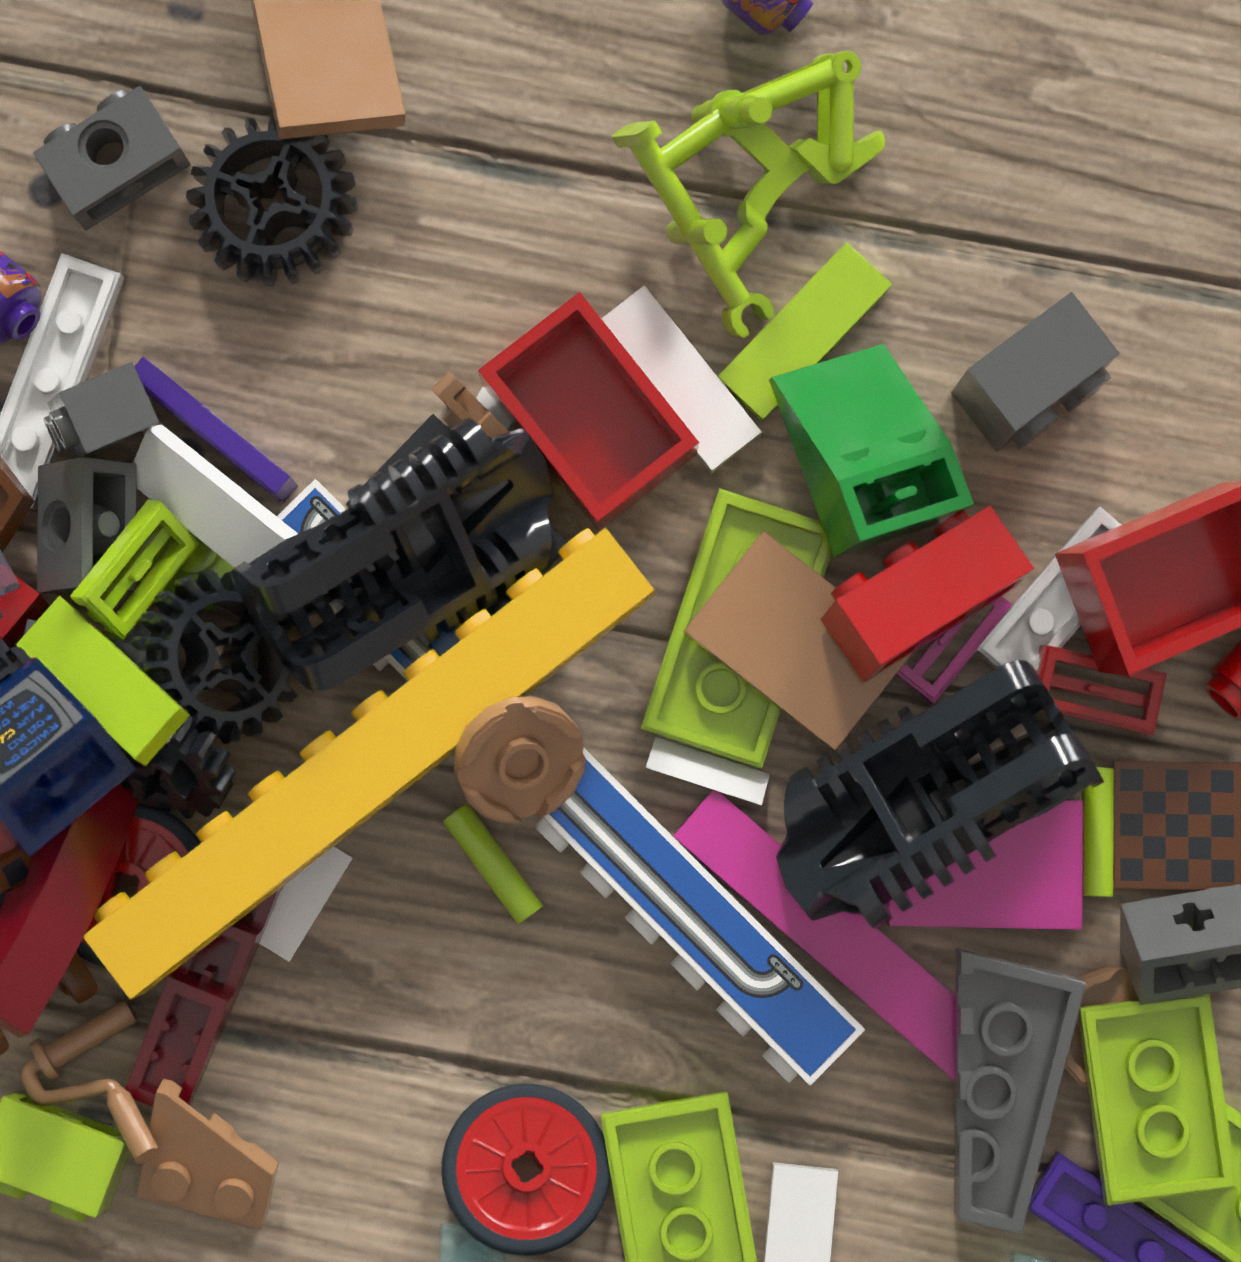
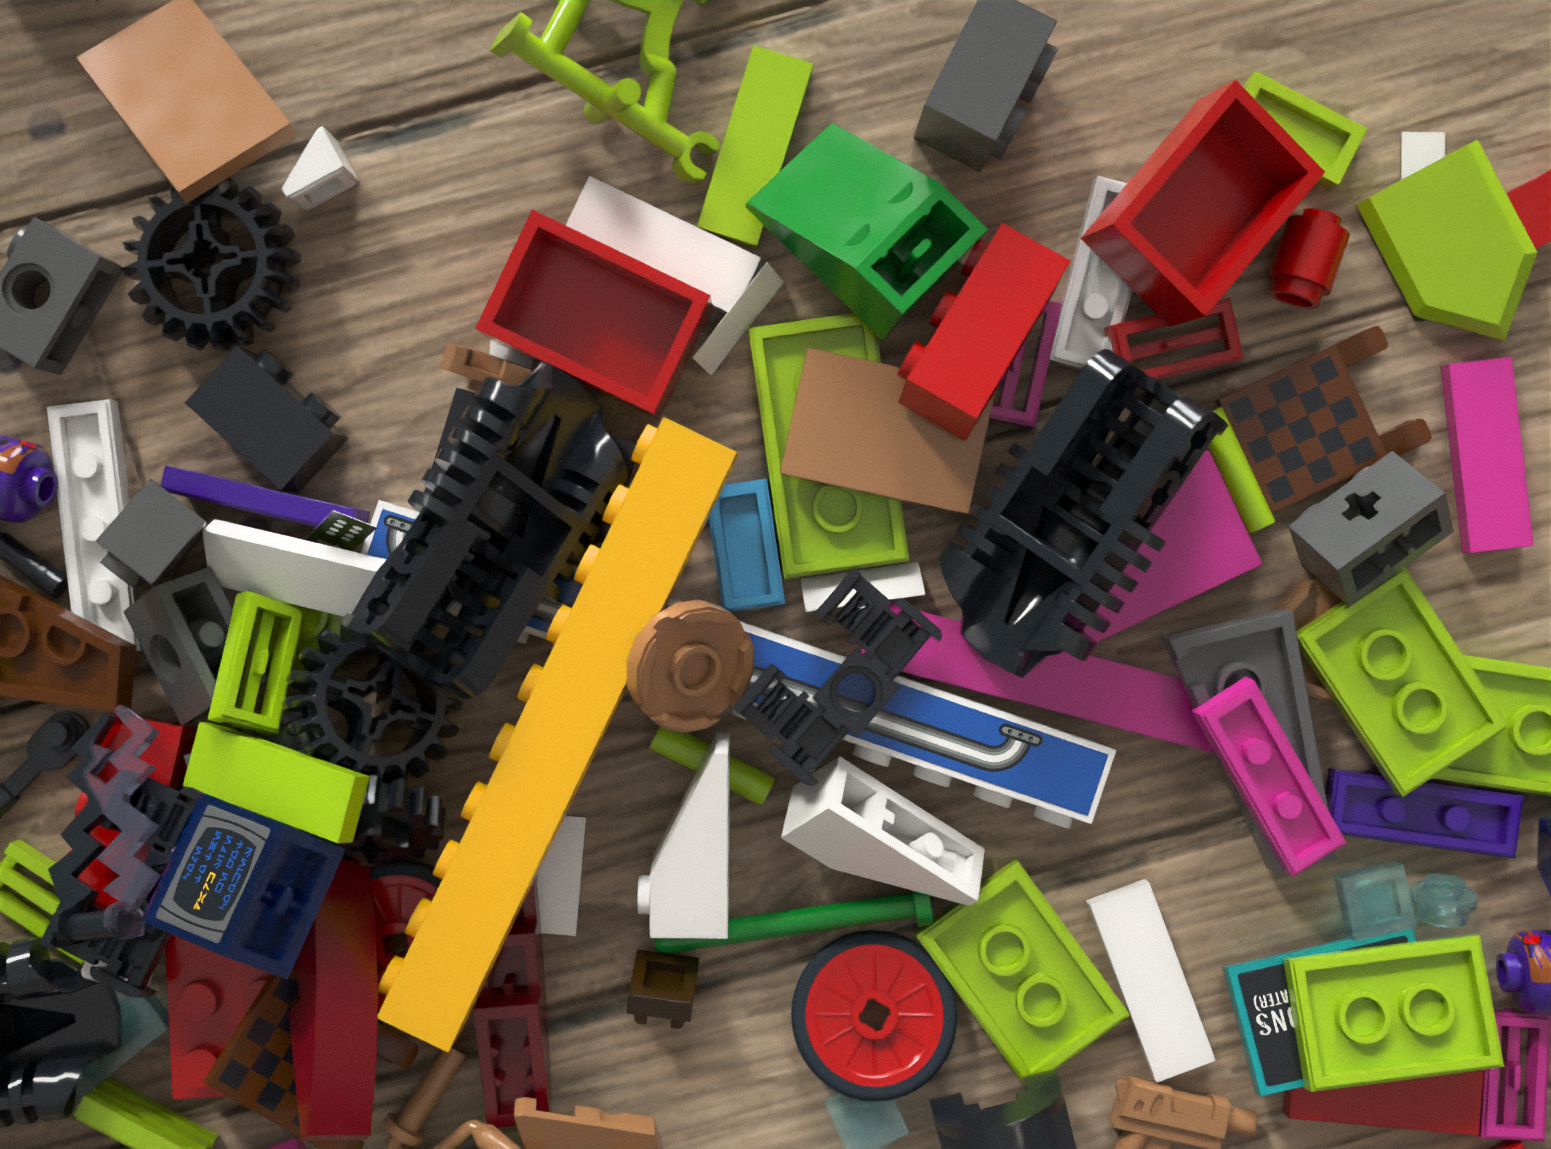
camera: 30 degrees left, 5 degrees up
(252, 360) = (268, 418): none -> black brick
(270, 489) = (341, 531): none -> black sticker
(346, 1046) = (662, 987): none -> dark brown tile
(407, 168) = (320, 172): none -> white slope
(428, 946) = (692, 861): none -> white slope
(499, 1048) = (812, 920): none -> green bar
(612, 1002) = (880, 835): none -> white slope
(620, 683) = (746, 547): none -> dark azure tile
(705, 832) = (888, 644): none -> black piece
(714, 476) = (738, 319): none -> white sticker
(993, 1123) = (1269, 776): none -> dark pink tile

